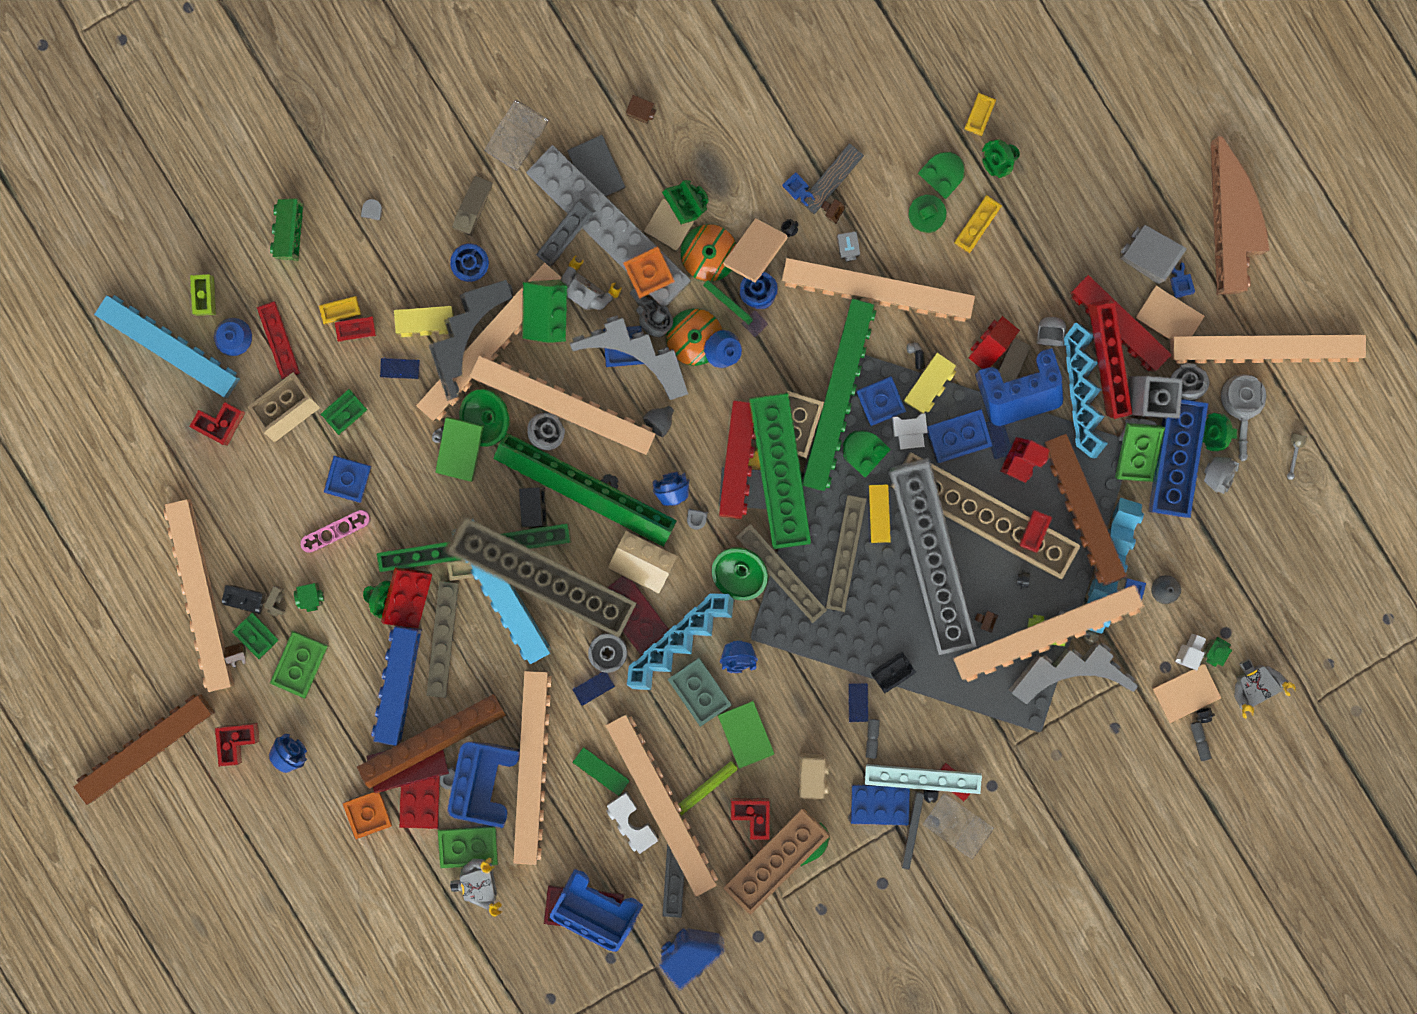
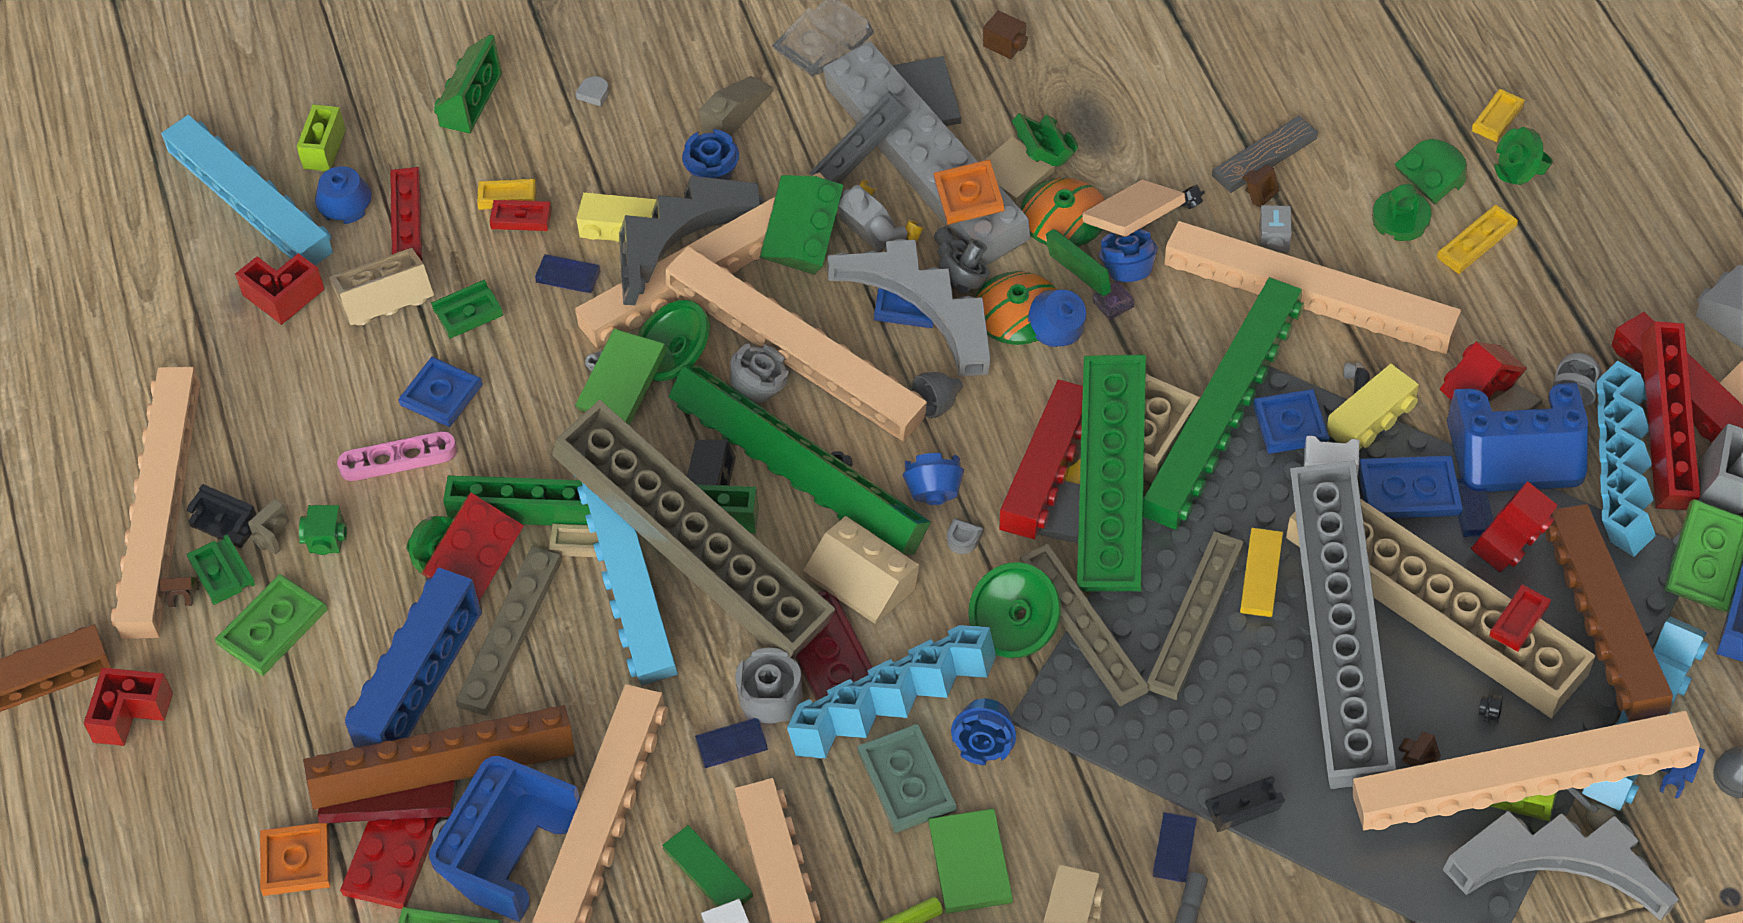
camera: 20 degrees right, 35 degrees down
(287, 754) = (199, 735): blue cone -> none
(797, 188) = (1212, 151): blue plate -> none
(864, 451) = (1252, 480): green slope -> none

